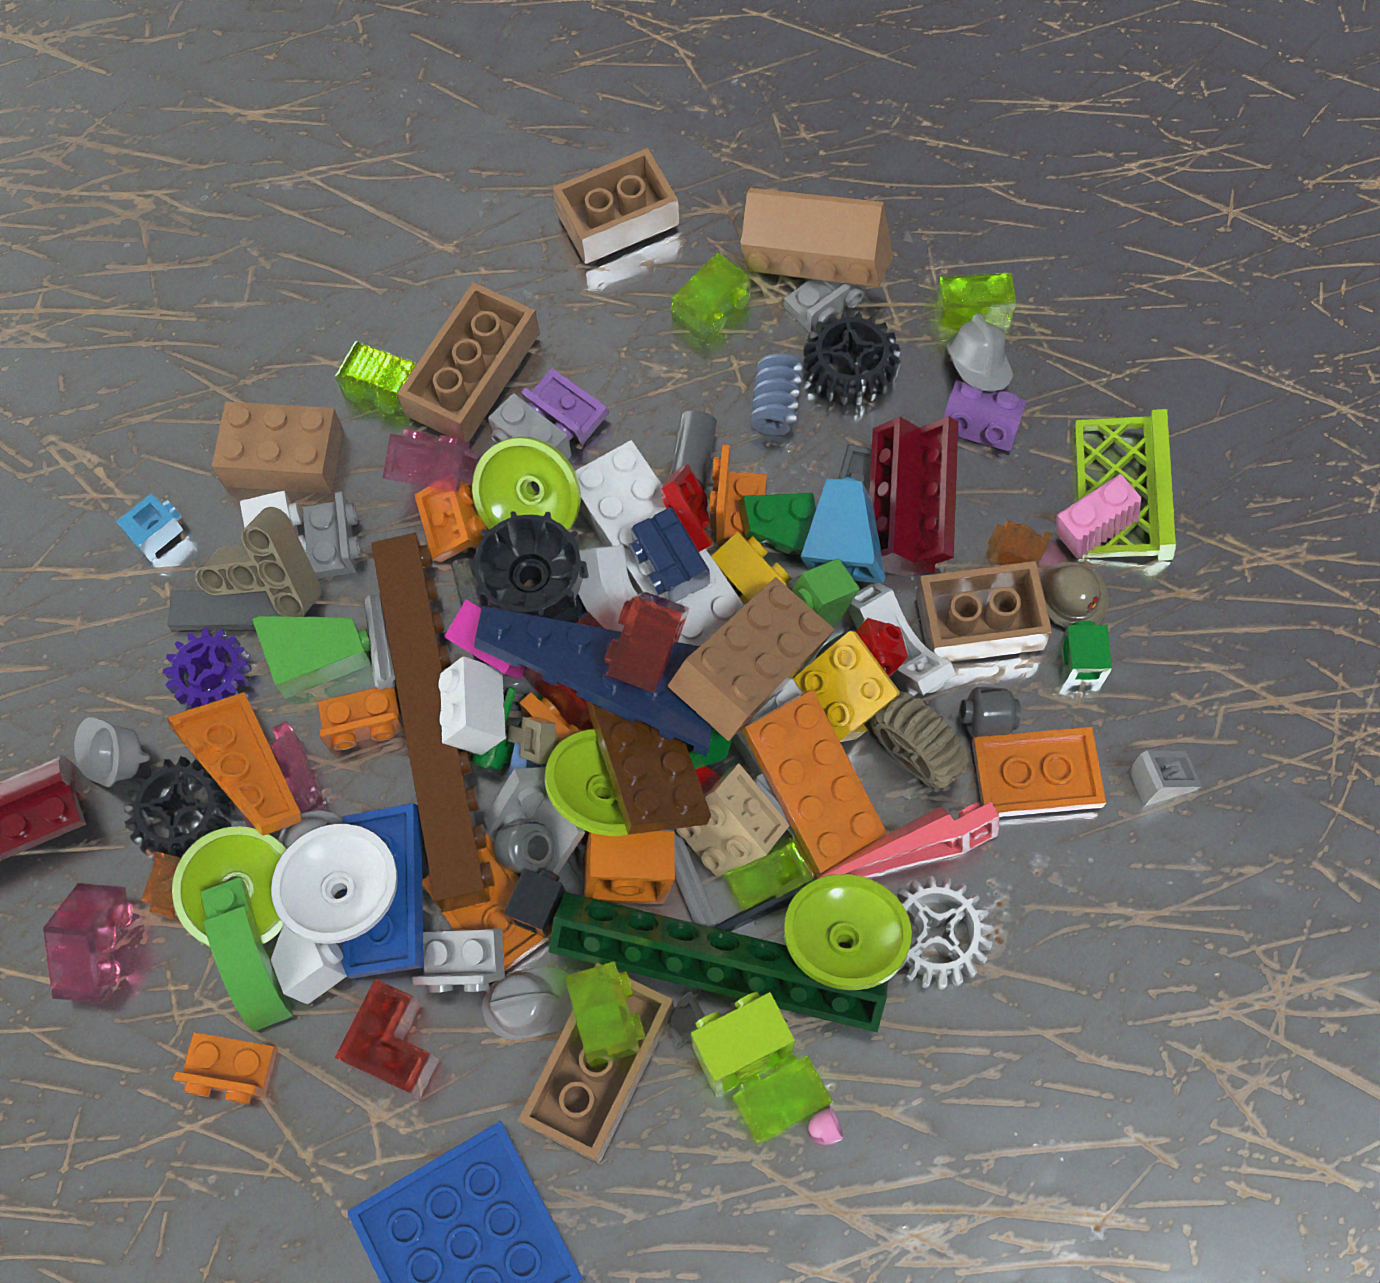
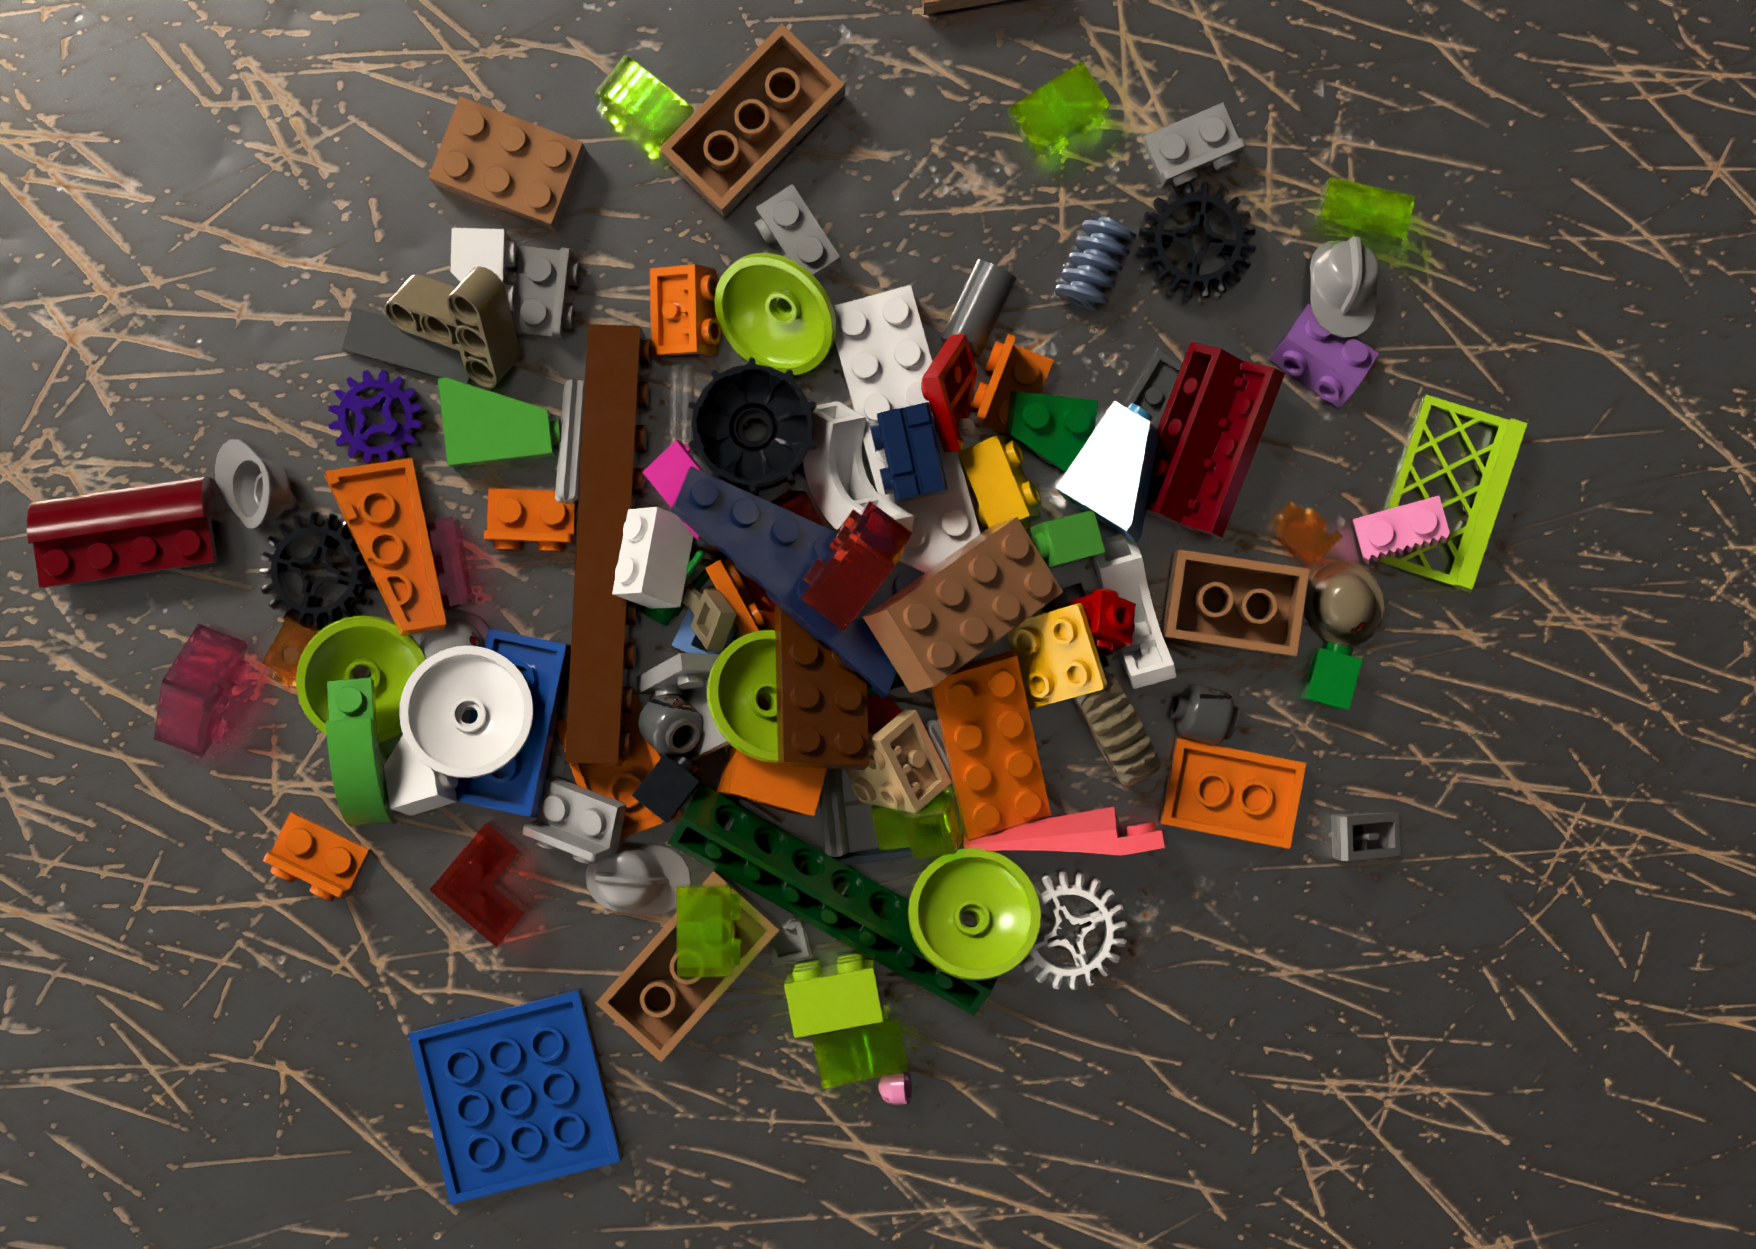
camera: 10 degrees right, 20 degrees up
(151, 525) = (330, 218): dark azure brick -> none
(424, 462) = (676, 240): clear pink bracket -> none
(566, 406) = (848, 207): medium lavender bracket -> none
(816, 237) = (1199, 87): medium nougat slope -> none

